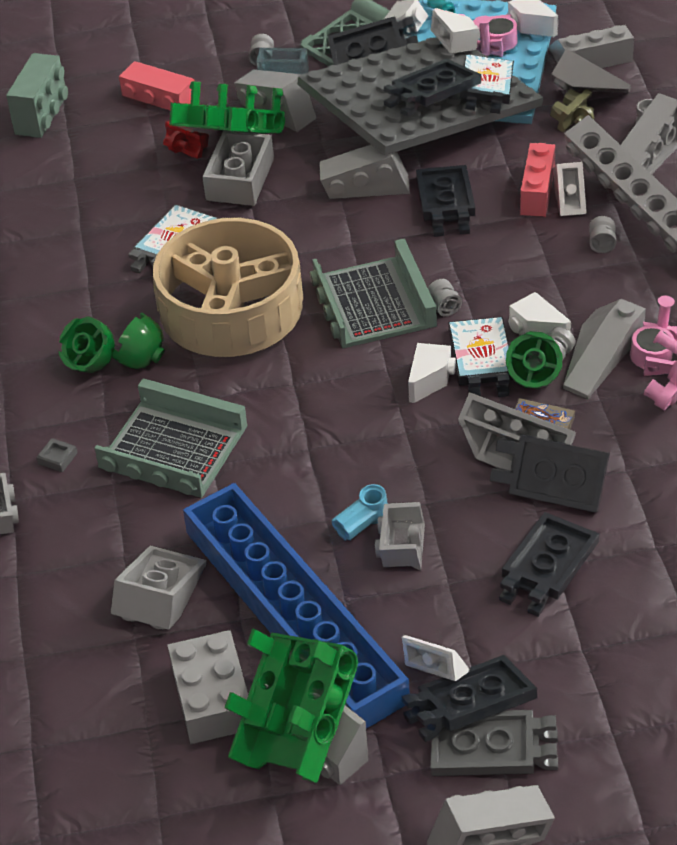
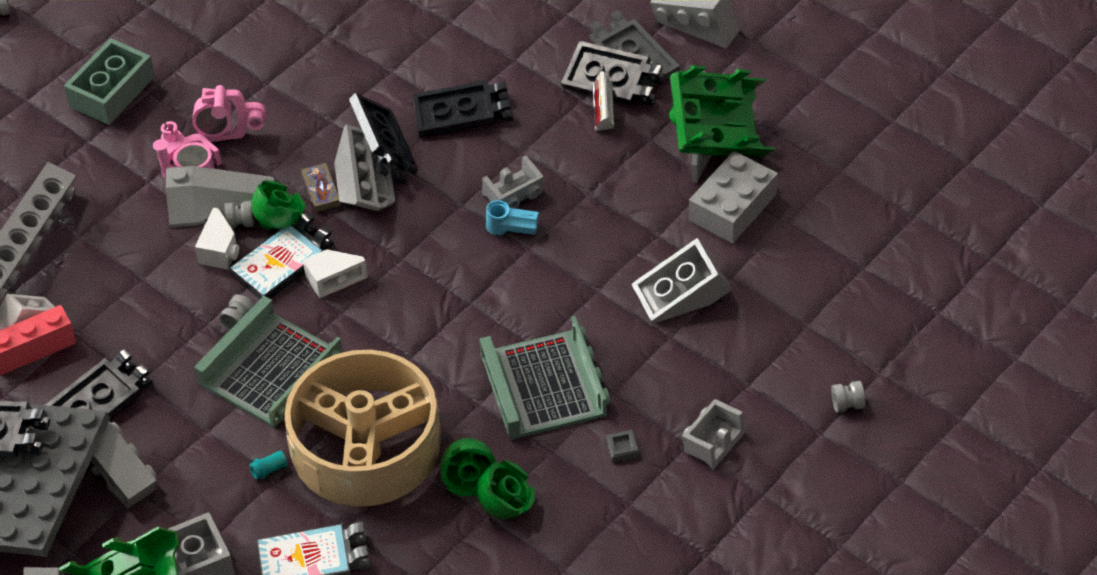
camera: 130 degrees left, 5 degrees up
(290, 595) = (625, 204): blue brick -> none
(602, 234) = (72, 262): light grey wheel -> none

